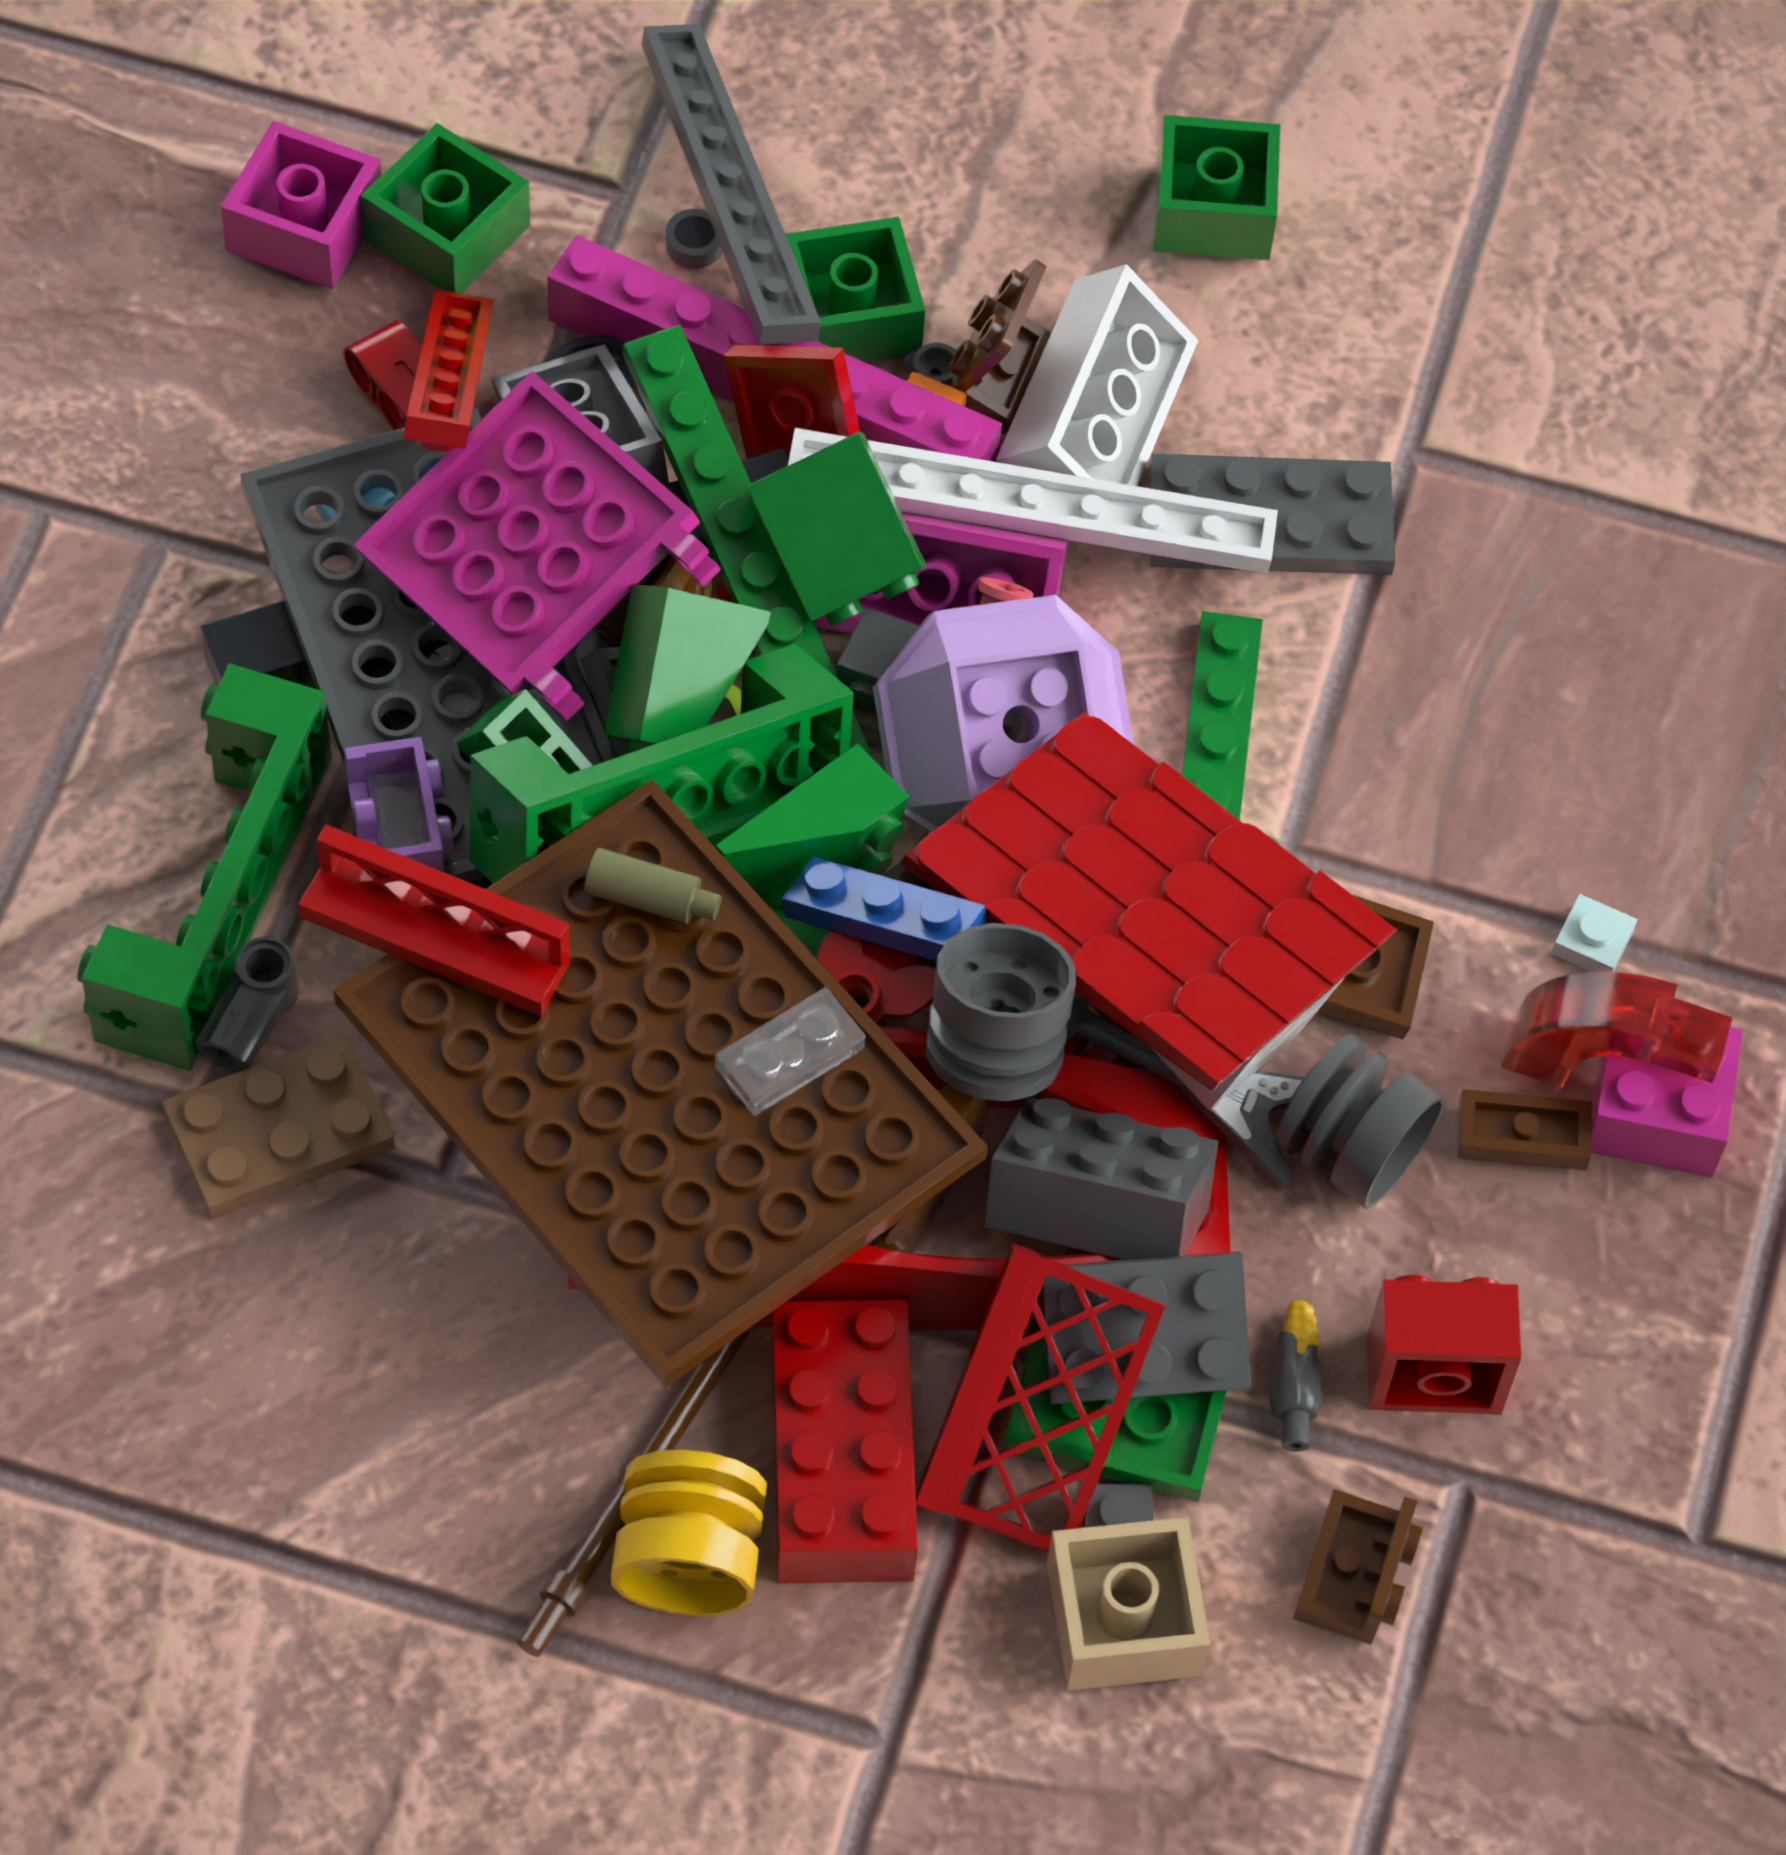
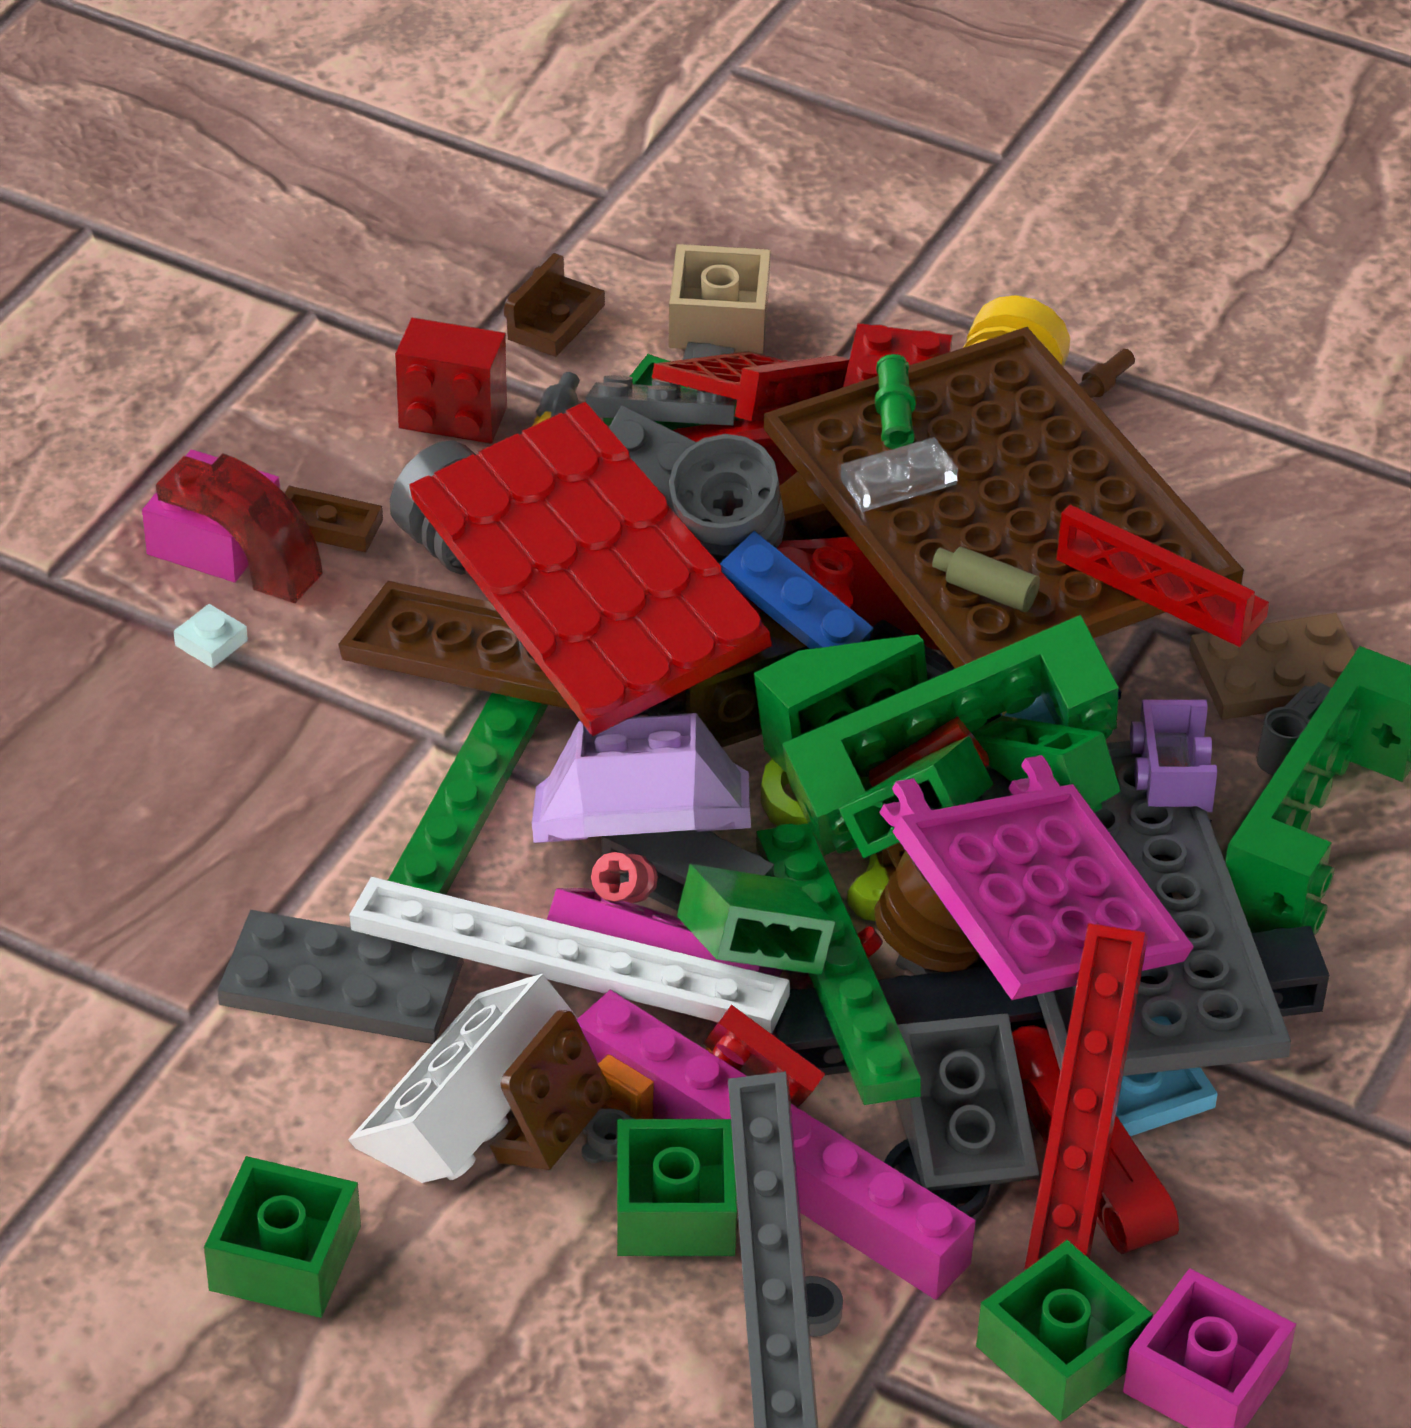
camera: 165 degrees left, 15 degrees down
(817, 1159) = (895, 401): none -> green pin

